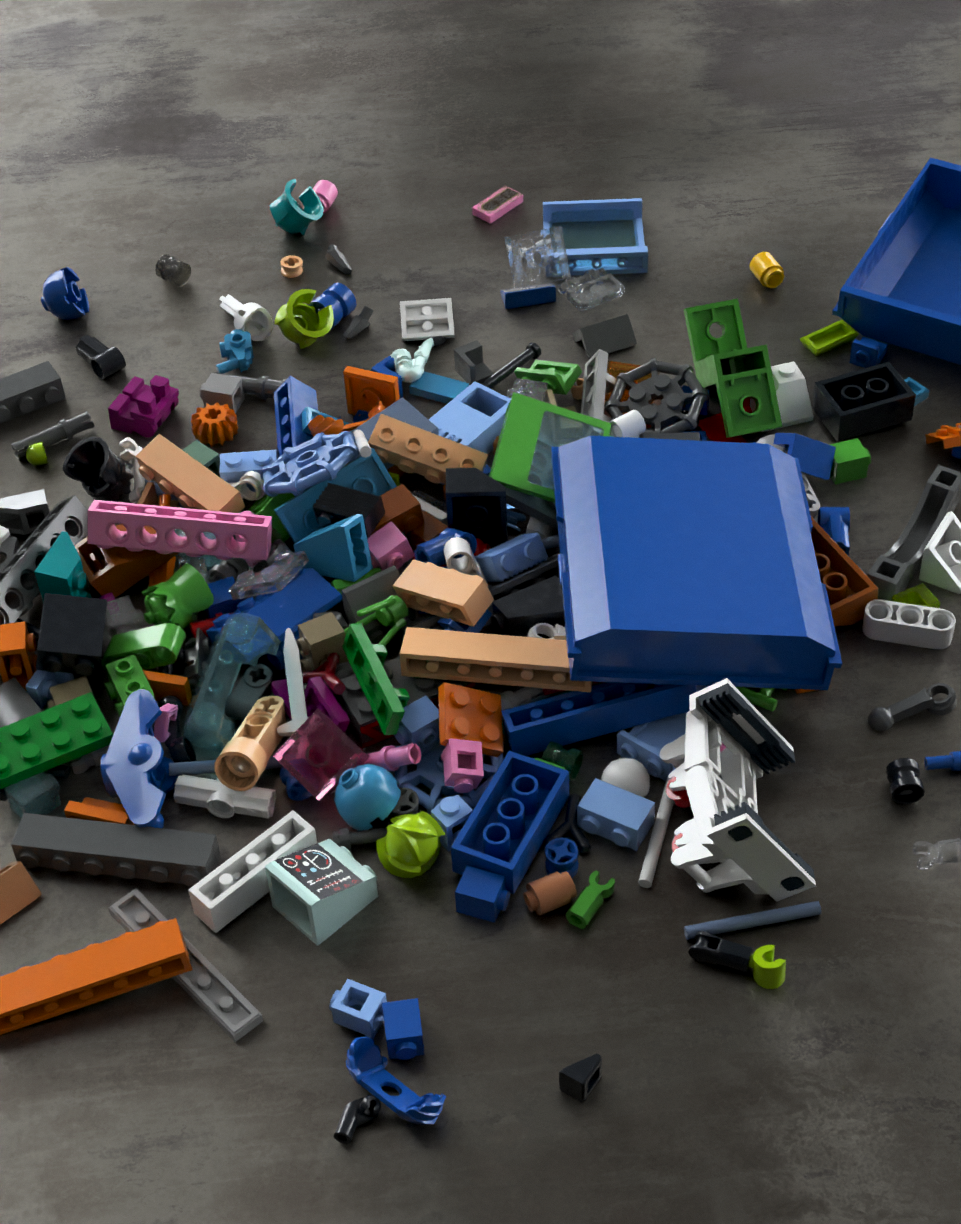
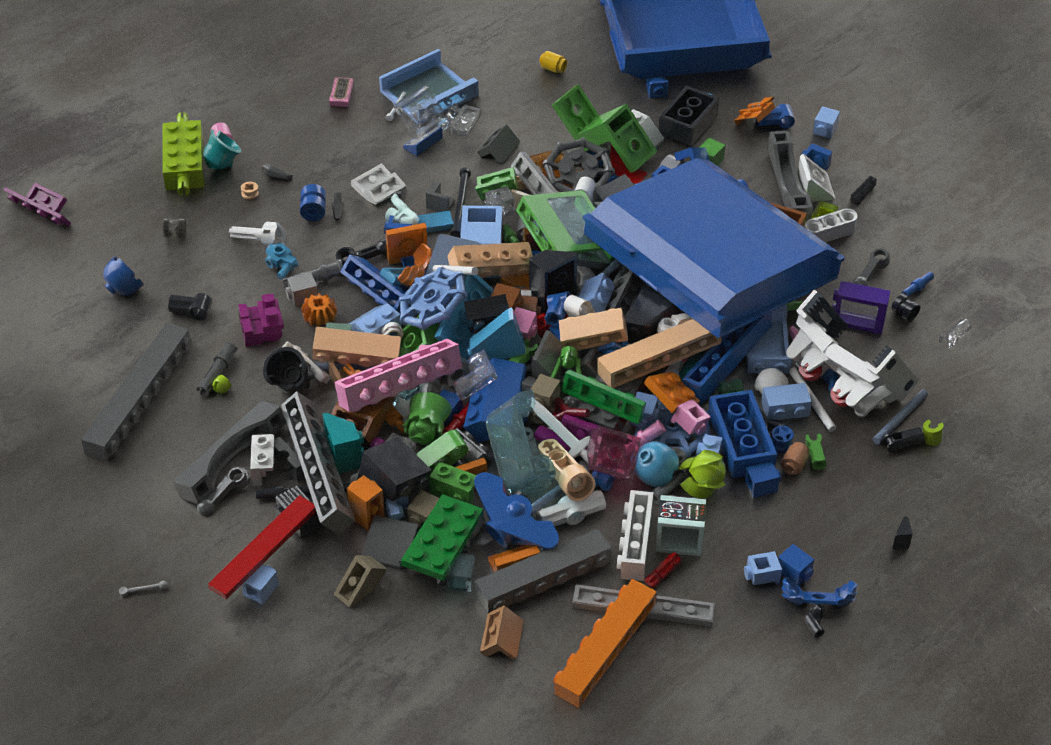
camera: 40 degrees left, 0 degrees up
(84, 189) = (43, 200): none -> bracket
(246, 208) = (183, 154): none -> lime brick
(249, 933) = (662, 570): none -> red axle
(300, 321) = (304, 222): lime helmet -> none
(322, 388) = (366, 253): none -> black piece
(829, 337) = (626, 88): lime tile -> none
(833, 746) = (859, 306): none -> dark purple window

